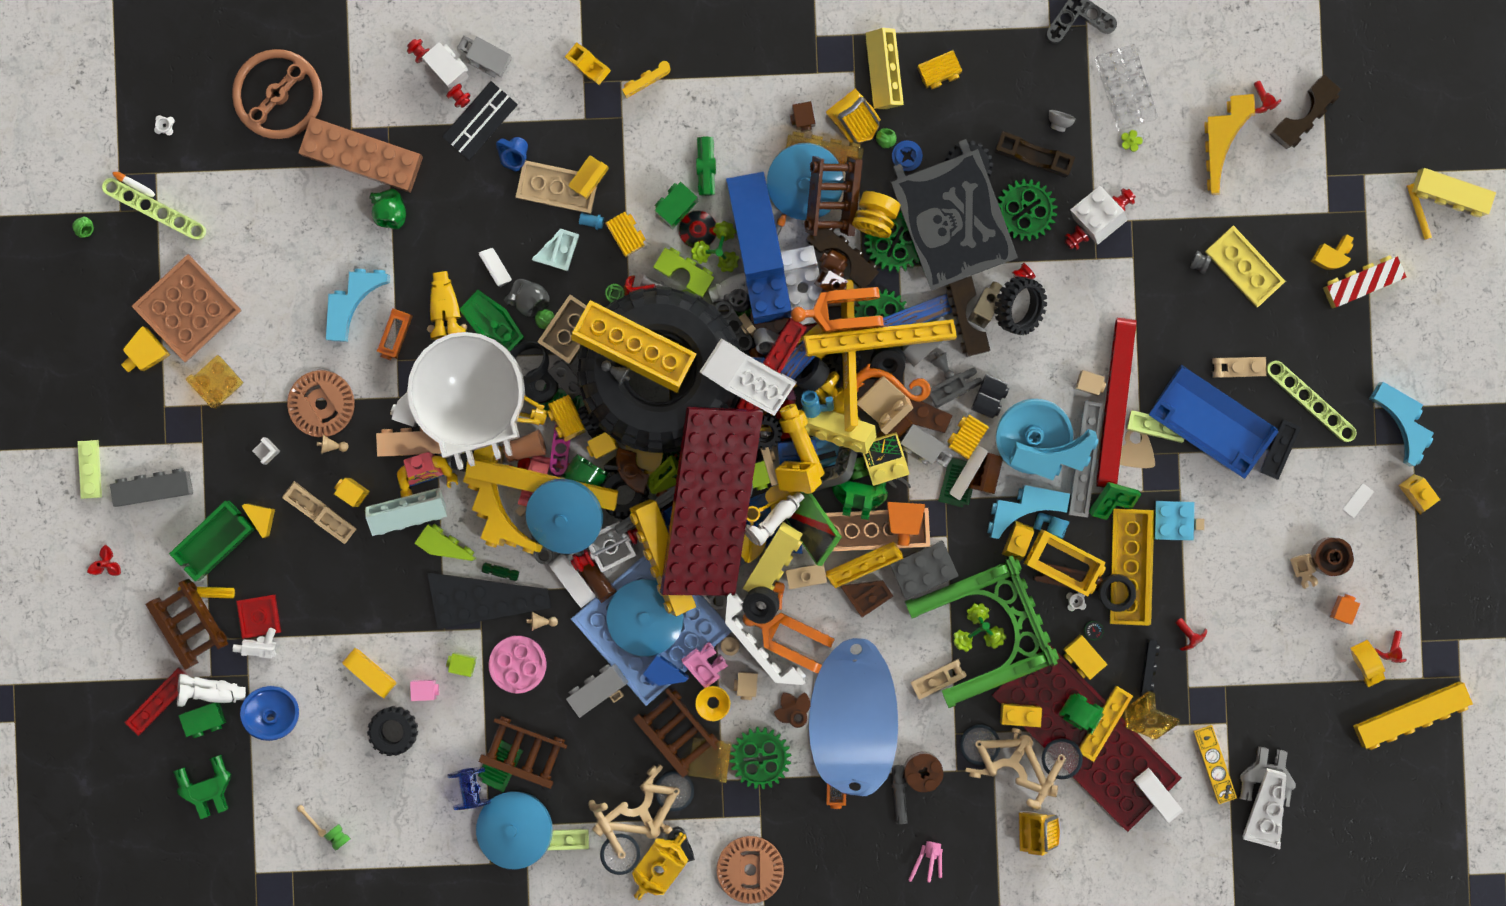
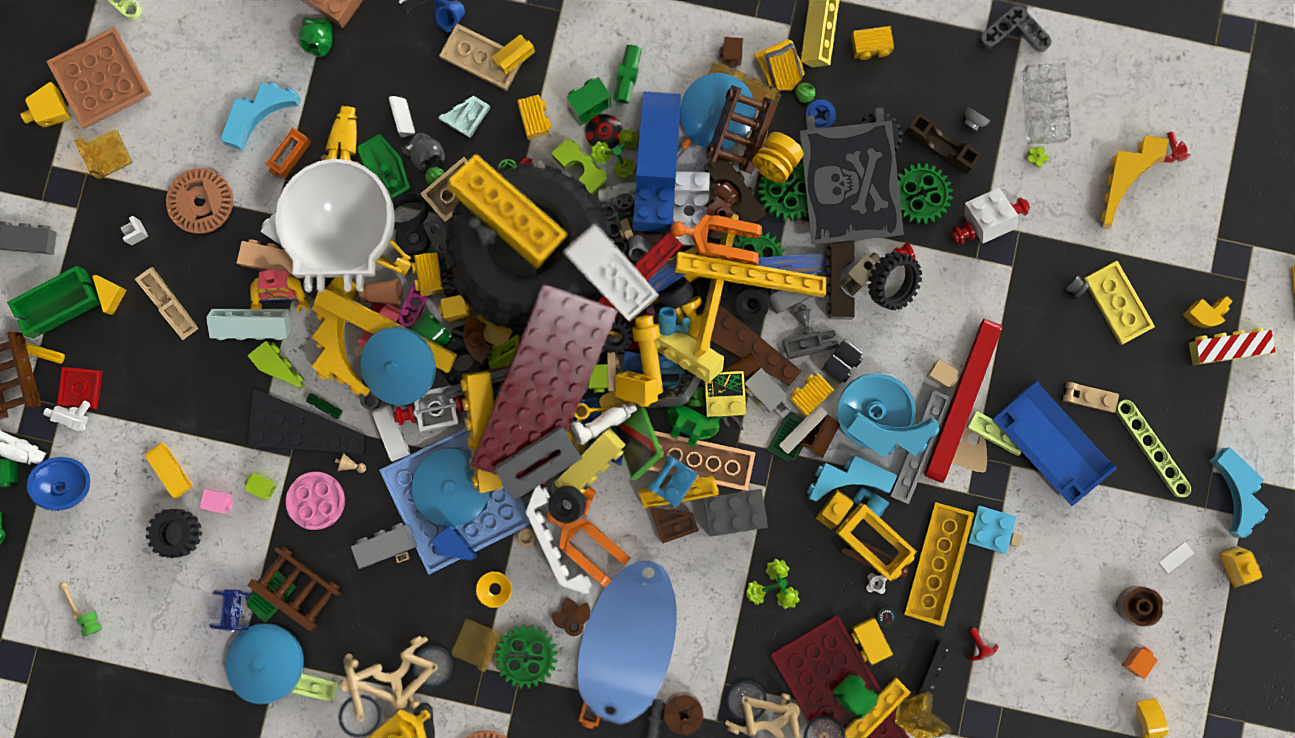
camera: 10 degrees right, 5 degrees down
(329, 445) = (193, 240): tan piece -> none
(351, 491) = (201, 290): yellow brick -> none
(591, 220) = (506, 97): dark azure pin -> none
(598, 582) = (415, 440): reddish brown brick -> none
(670, 750) = (431, 607): reddish brown fence -> none
(701, 668) = (492, 552): bright pink plate -> none
(714, 569) = (554, 440): none -> dark grey piece
(746, 685) = (531, 580): tan brick -> none
(806, 576) = (618, 488): tan brick -> none
(862, 559) = (679, 483): none -> dark azure plate
(868, 372) = (750, 319): orange plant -> none
(885, 404) = (739, 341): tan bracket -> none
(905, 520) = (729, 457): orange torso -> none
(937, 679) = (721, 624): tan plate -> none
(972, 586) = (790, 636): bright green arch -> none
(1020, 715) = (794, 682): yellow brick -> none
(1110, 497) = (938, 489): green plate -> none
(1131, 593) = (934, 585): black tyre -> none
(1280, 449) = (1112, 487): black plate -> none
(1304, 567) = (1109, 608): tan plate -> none
(1320, 94) = (1229, 159): dark brown arch -> none
(1395, 653) = (1180, 719): red plant -> none

